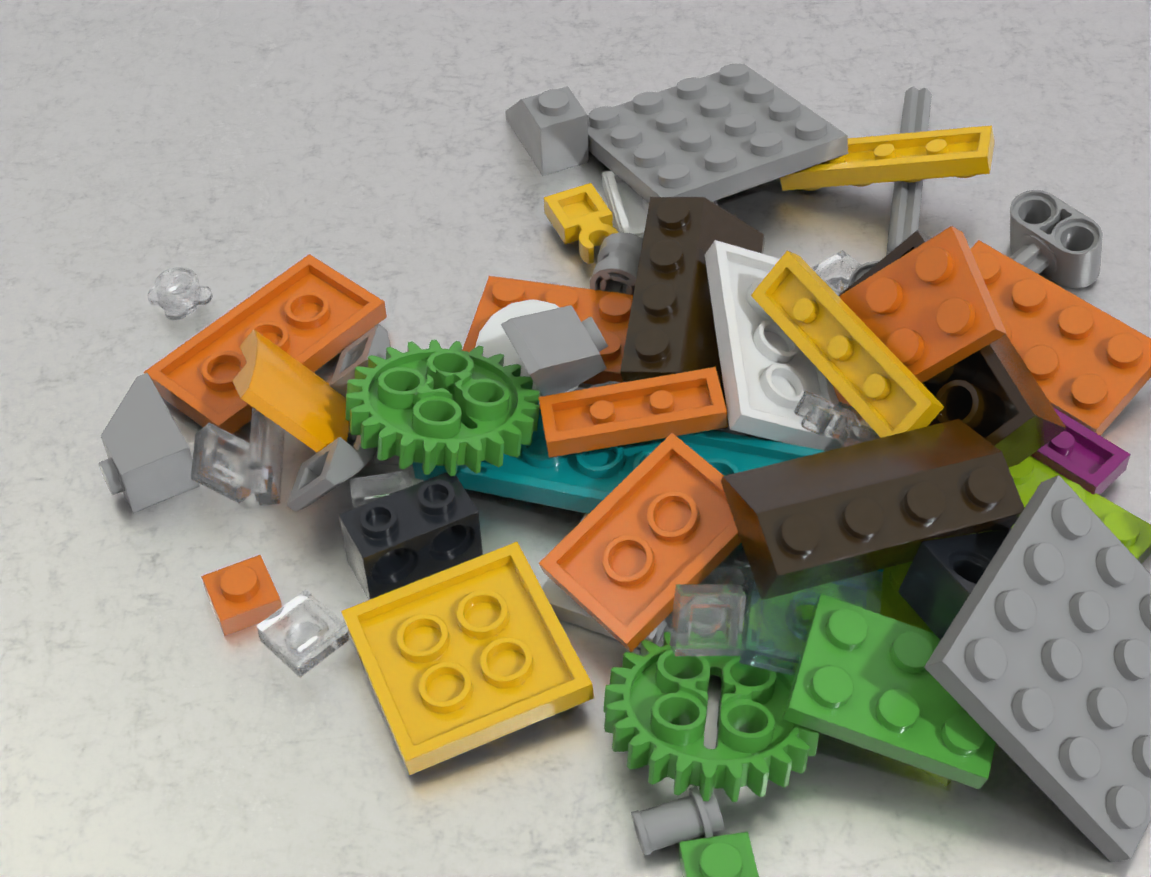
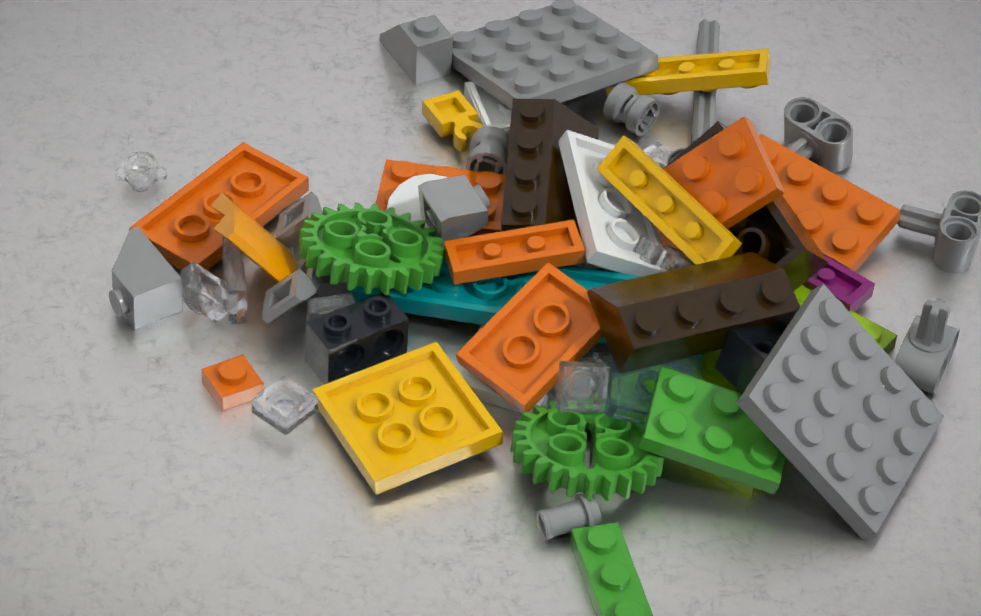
camera: 10 degrees left, 5 degrees down
(815, 208) = (628, 107): none -> light grey wheel

